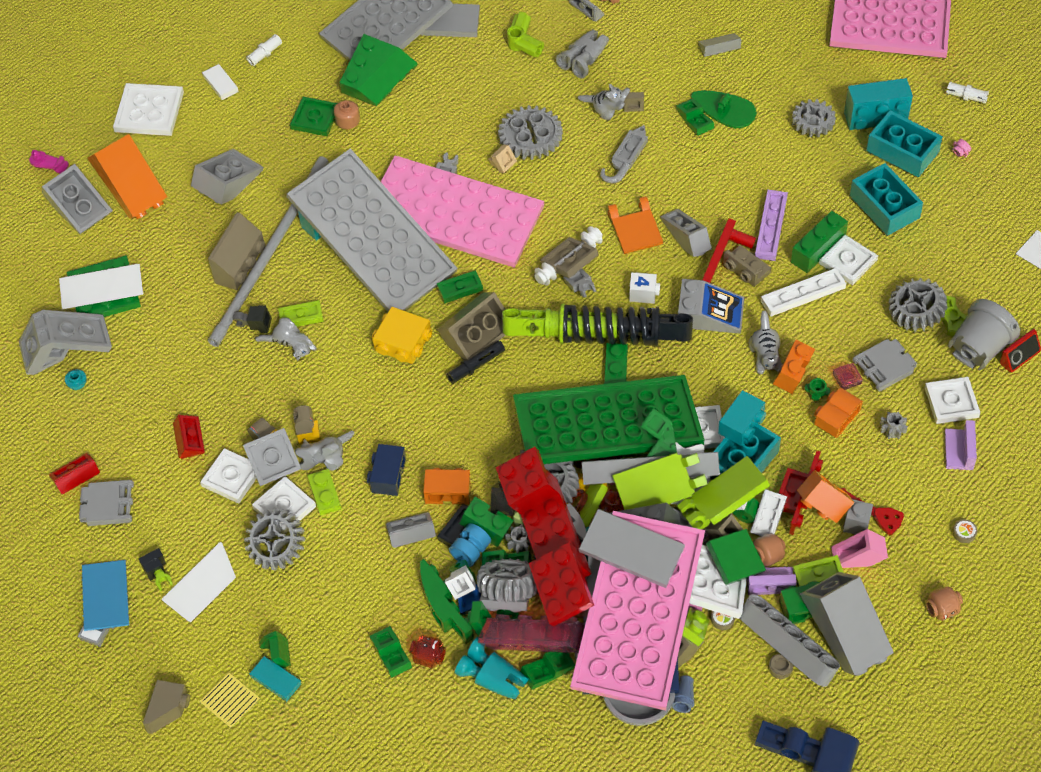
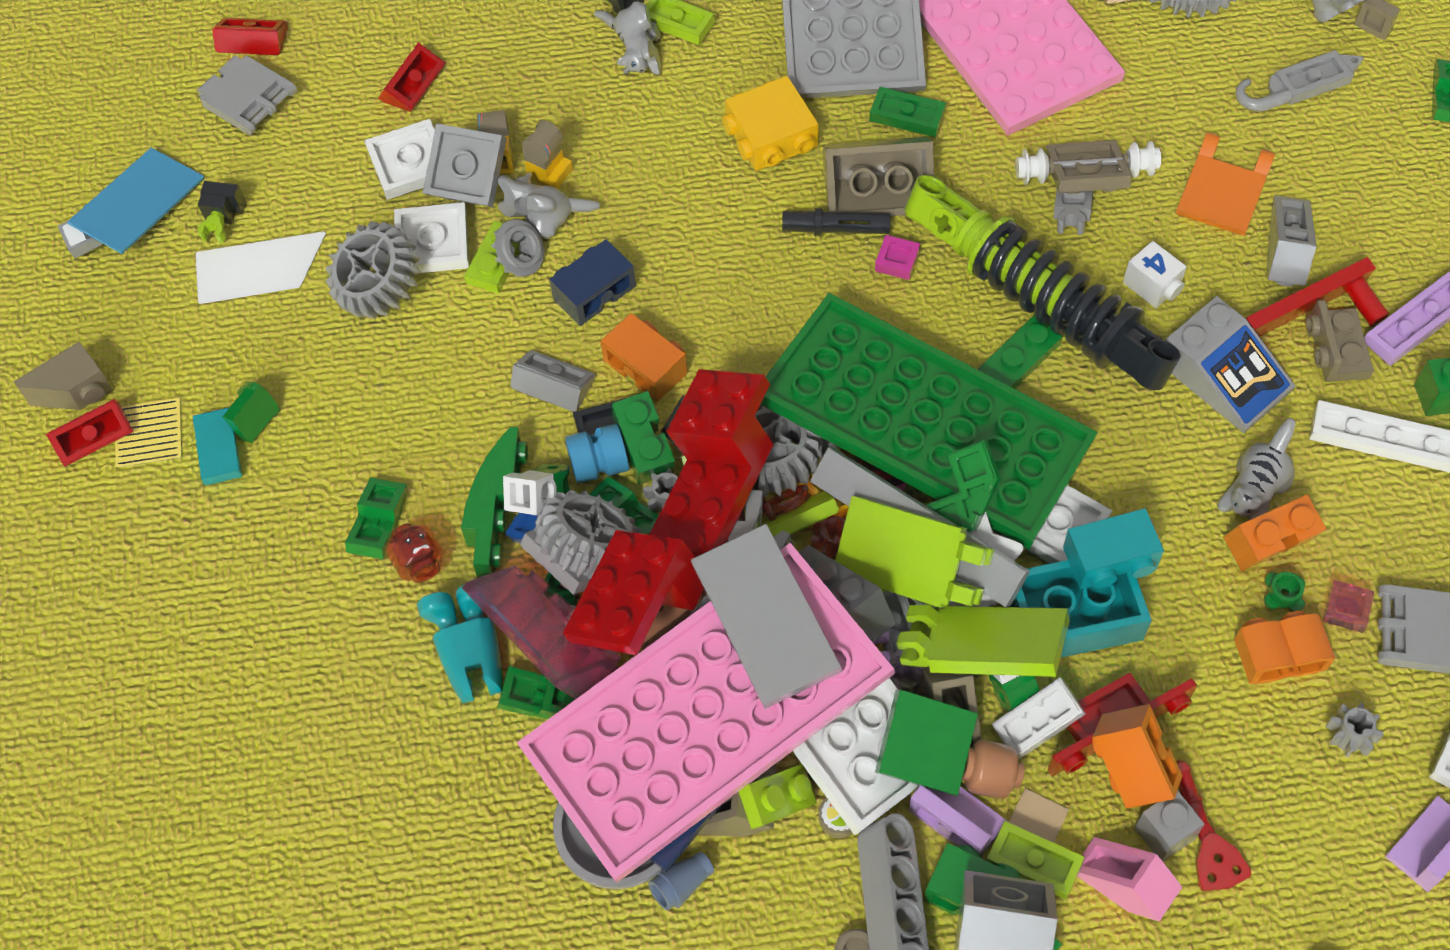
camera: 40 degrees right, 5 degrees up
(201, 720) = (90, 432): none -> red slope
(335, 479) = (529, 245): none -> light grey gear
(478, 616) = (503, 553): green plate -> none
(520, 358) = (897, 257): none -> dark pink plate
(801, 554) = (1039, 815): none -> tan sticker

